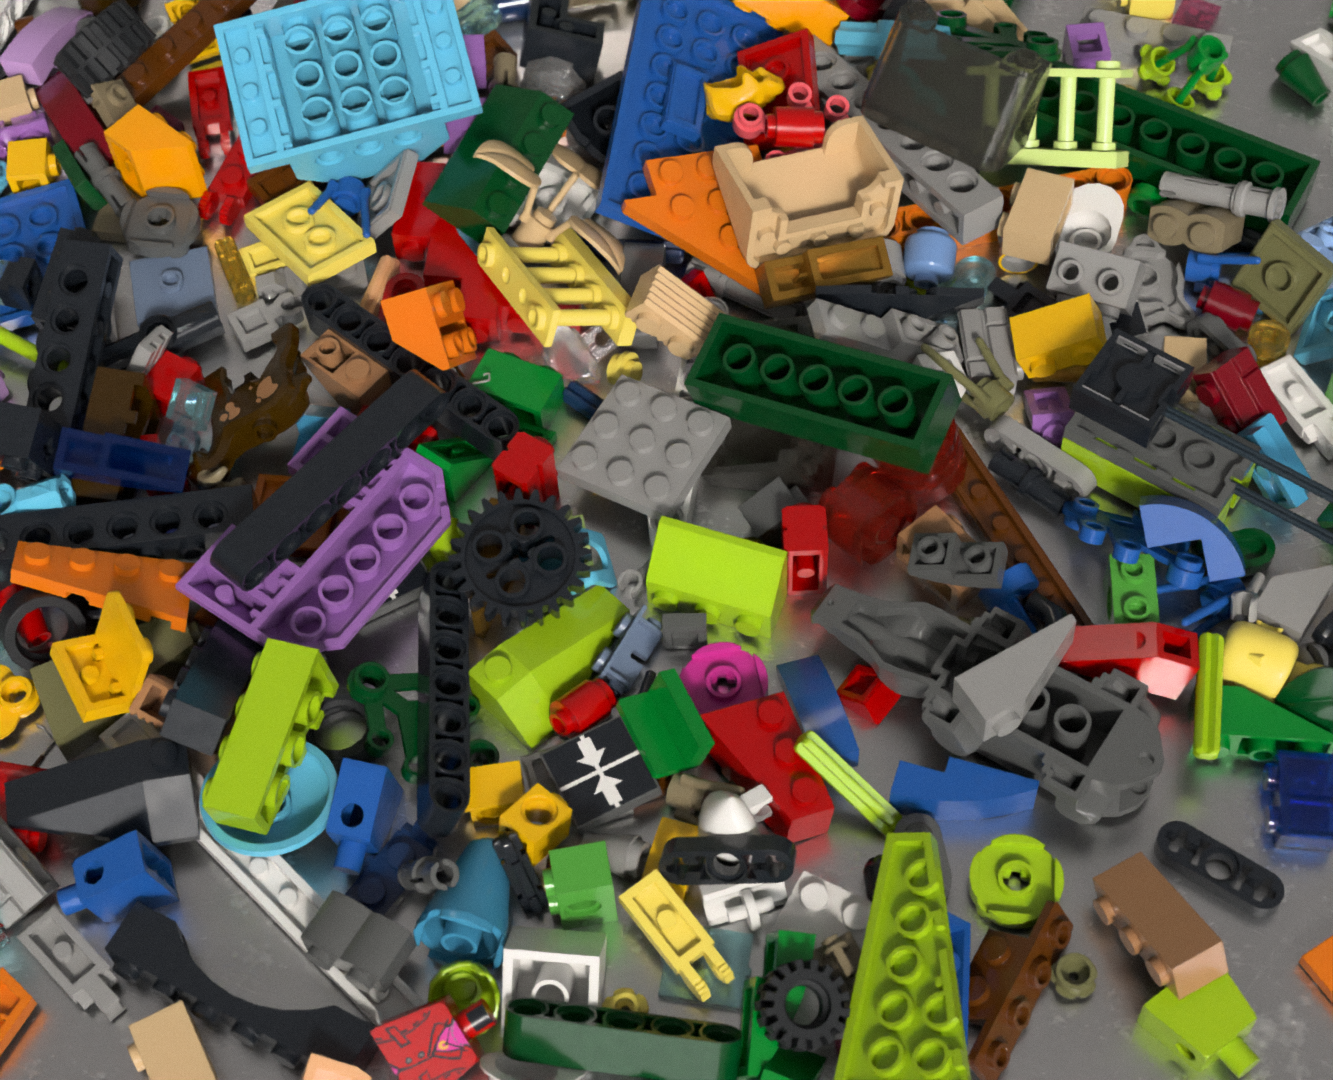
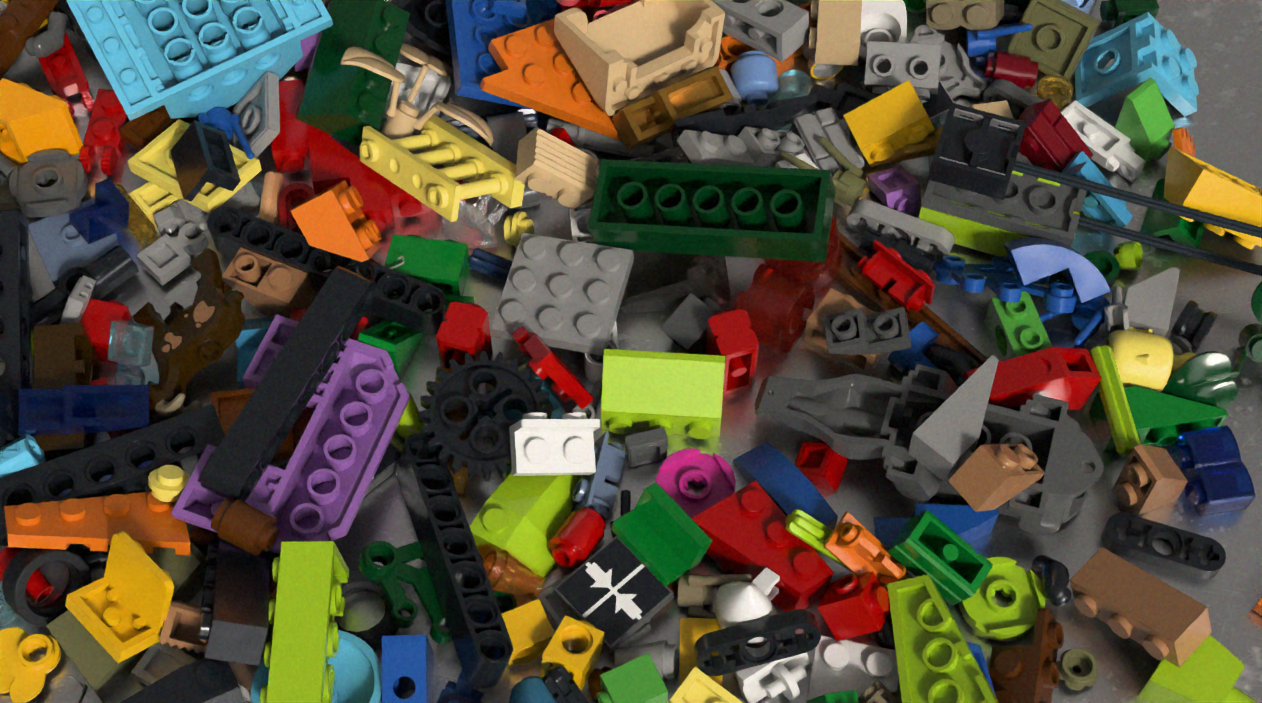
camera: 20 degrees left, 0 degrees up
(182, 553) = (167, 482): none -> light yellow plate
(201, 73) = (50, 40): none -> dark grey arm
(205, 269) = (104, 217): none -> clear blue panel
(241, 614) = (245, 526): none -> reddish brown brick
(317, 228) = (203, 157): none -> black panel
(498, 730) = (511, 575): none -> clear orange cone
(579, 604) = (553, 445): none -> white bracket
(608, 524) = (550, 366): none -> red plate
(847, 848) = (854, 606): none -> red brick
(872, 795) = (863, 552): none -> orange hinge
(953, 817) = (934, 549): none -> green brick
(1026, 520) = (911, 286): none -> red hinge
(1034, 744) = (996, 475): none -> medium nougat slope
(1077, 874) = (1053, 579): none -> black arm
(1223, 792) = (1149, 480): none -> medium nougat slope
(1292, 543) = (1129, 255): none -> lime hinge

